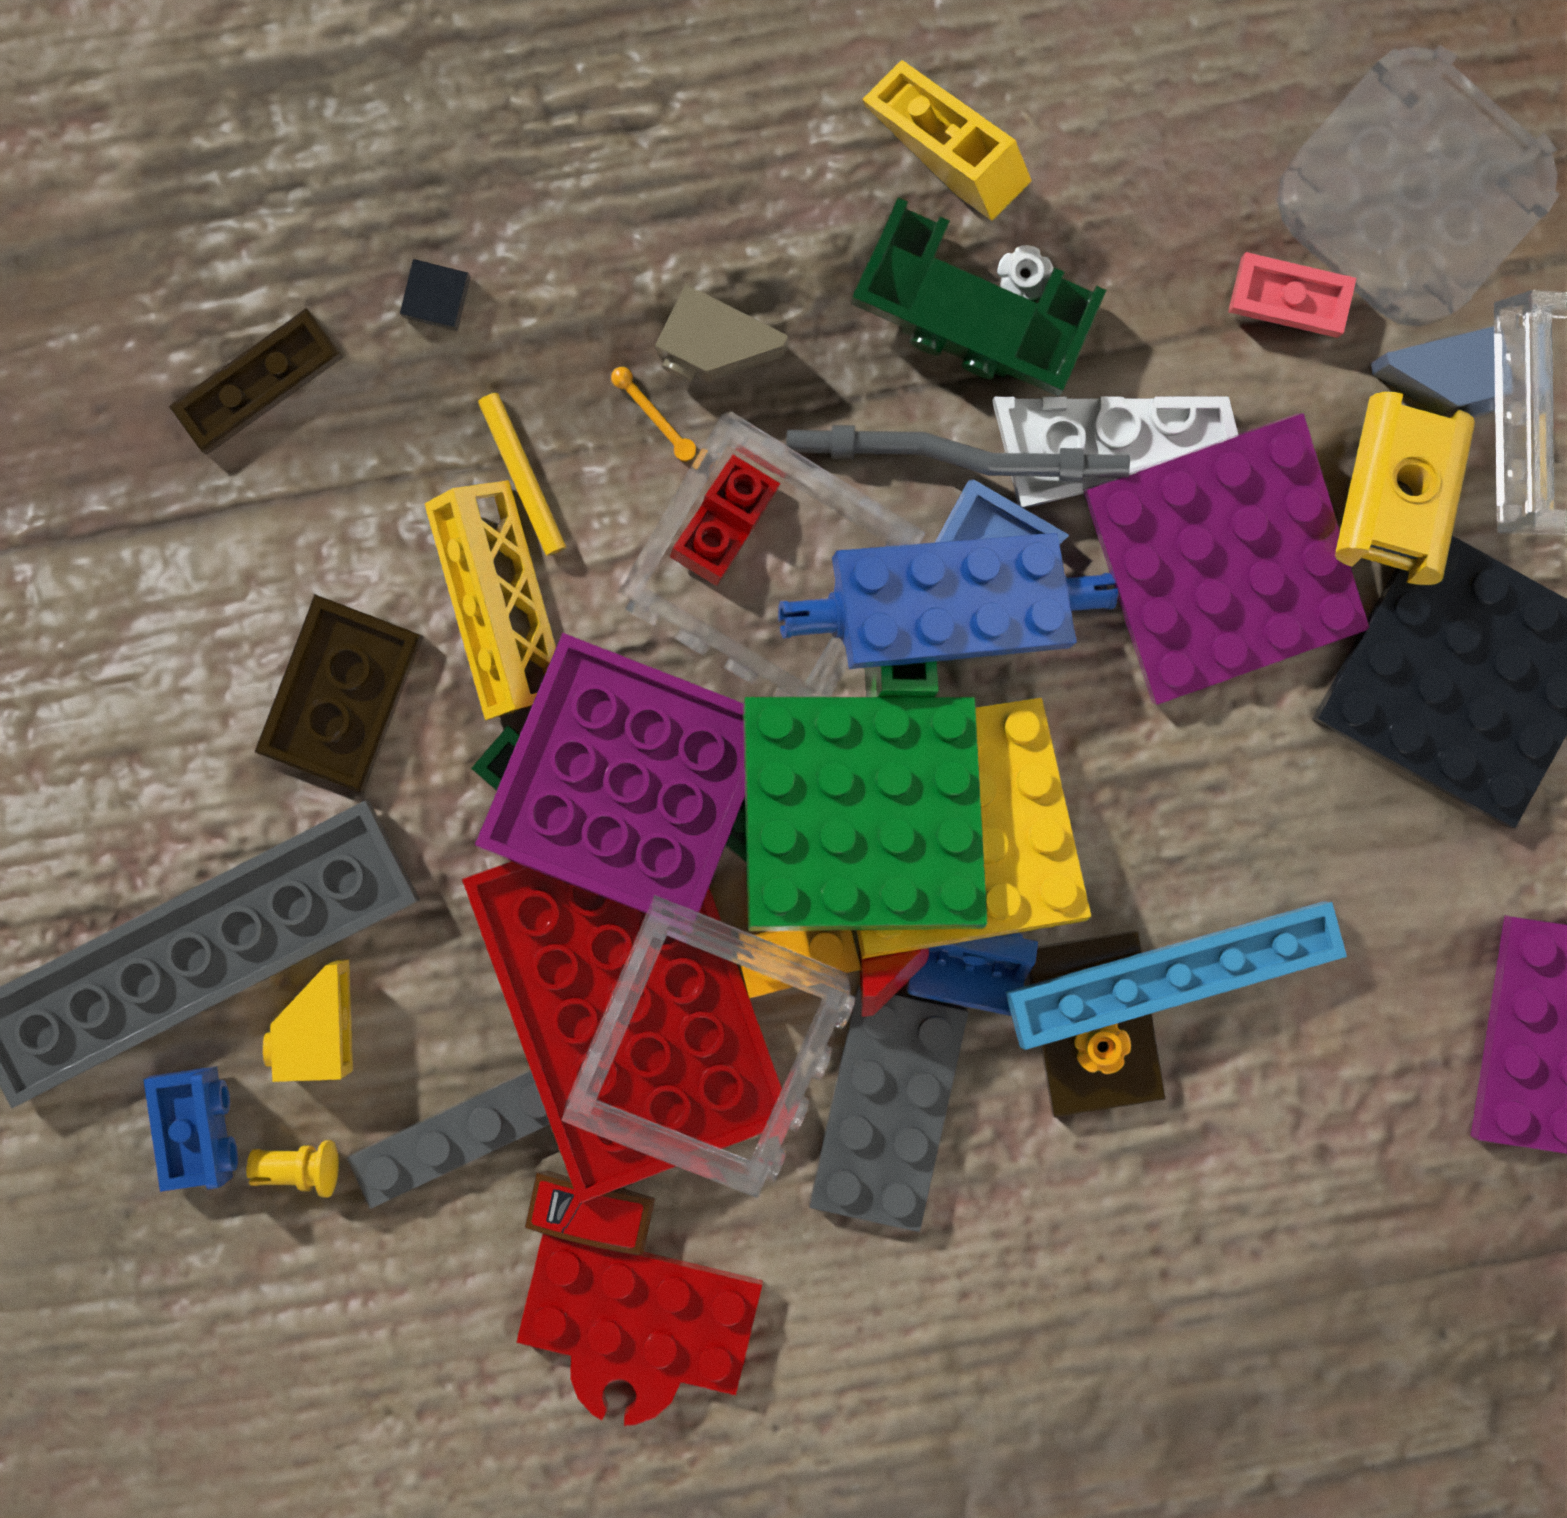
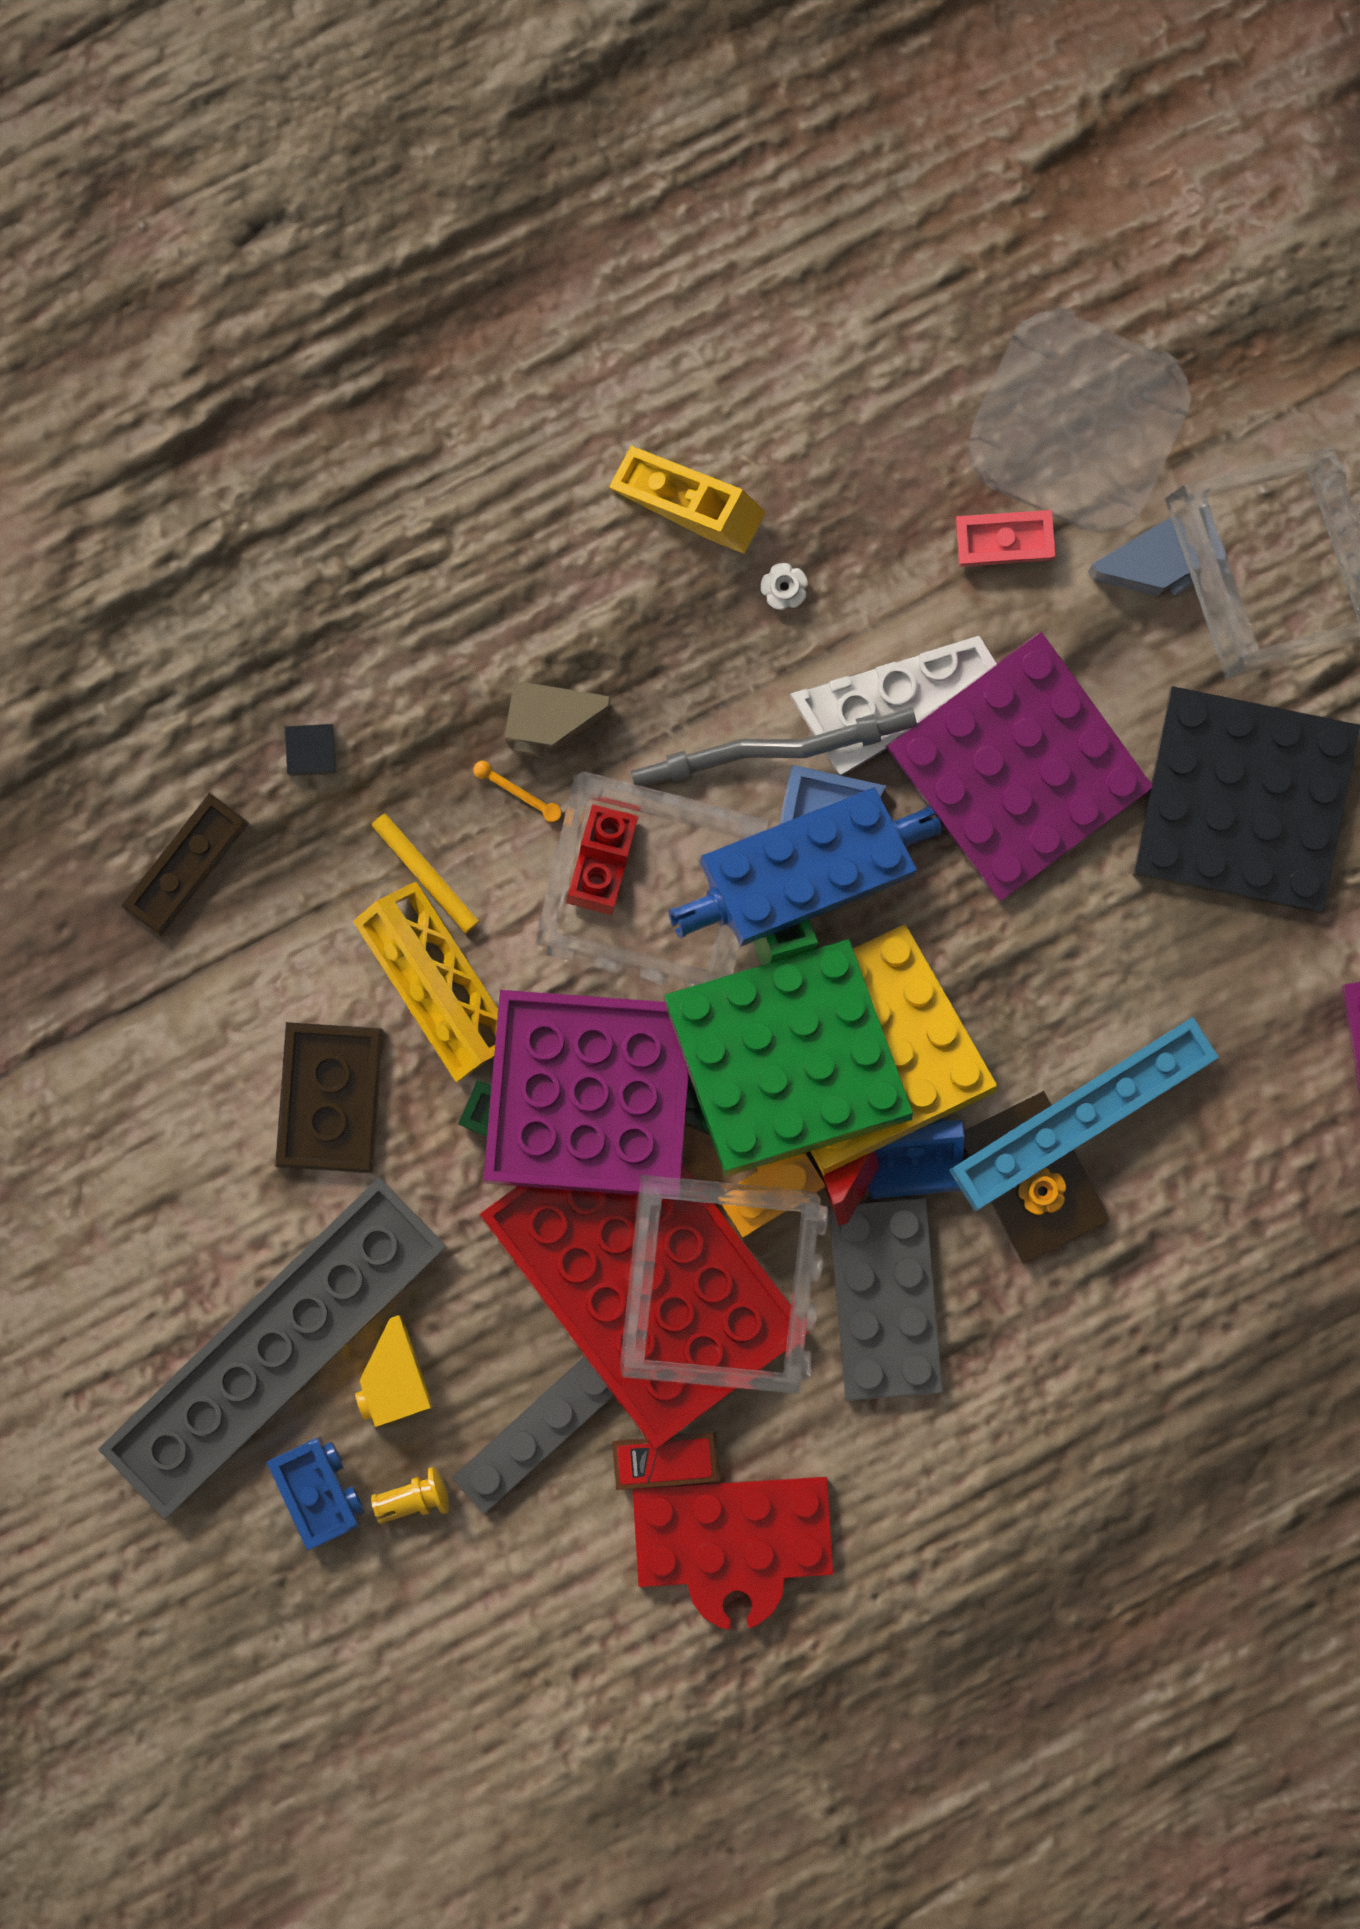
camera: 15 degrees left, 5 degrees down
(969, 315) = (750, 635): dark green bracket -> none
(1378, 516) = (1136, 698): yellow piece -> none

